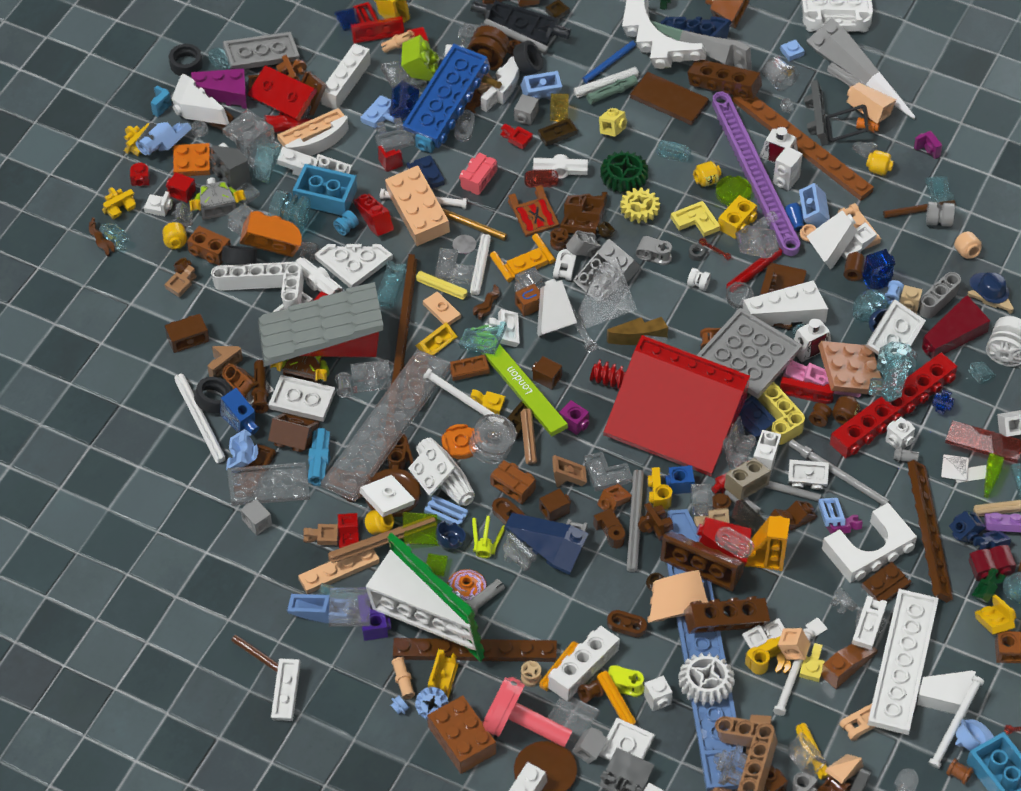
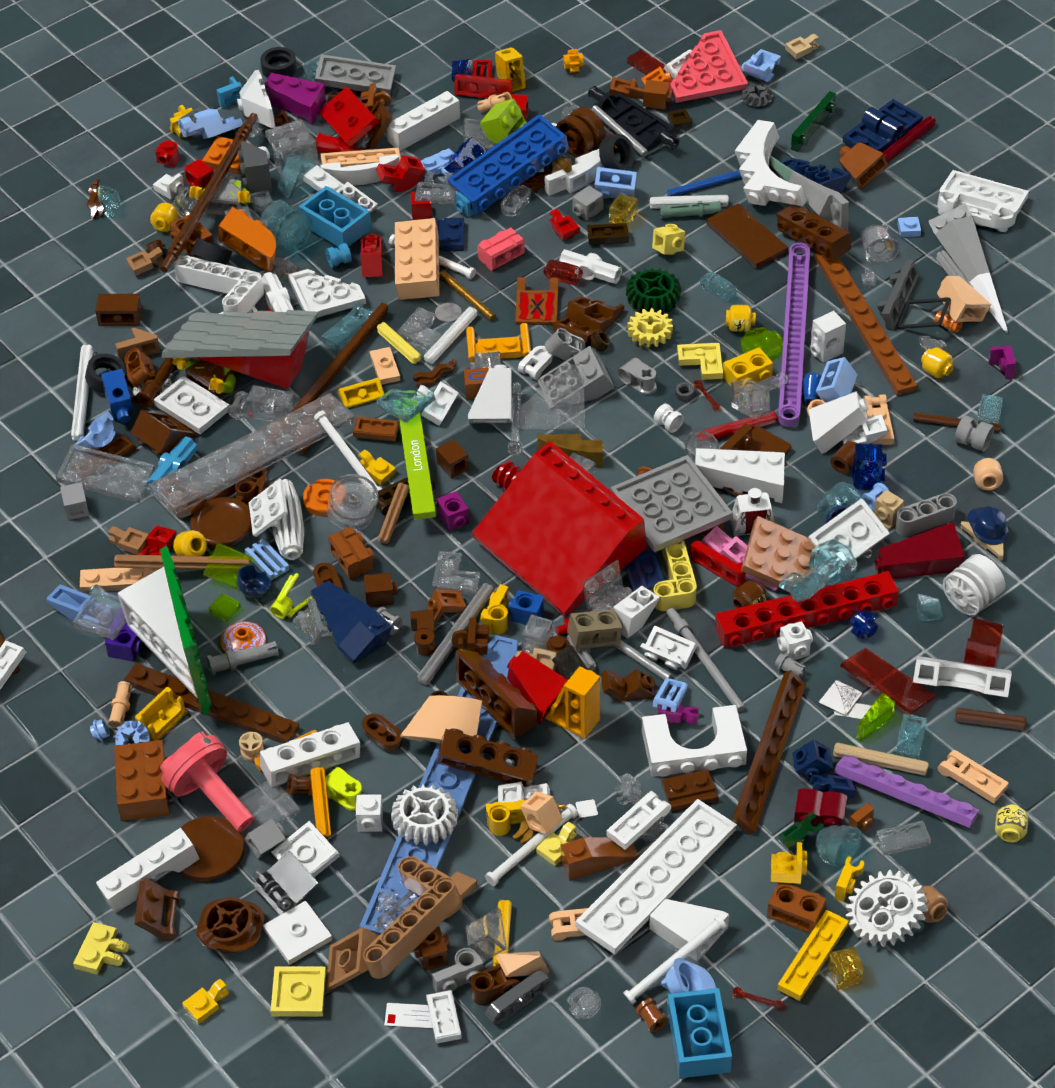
camera: 25 degrees right, 5 degrees down
(117, 199) = (131, 169): yellow hips -> none
(206, 202) = (204, 200): none -> reddish brown axle
(358, 132) = (404, 175): none -> red brick
(387, 495) = (208, 520): white plate -> none
(559, 239) = (544, 332): reddish brown wheel -> none
(568, 471) = (412, 559): medium nougat slope -> none
(734, 542) = (539, 686): clear plate -> none
(776, 143) = (833, 302): white torso -> none
(820, 414) = (718, 593): reddish brown wheel -> none

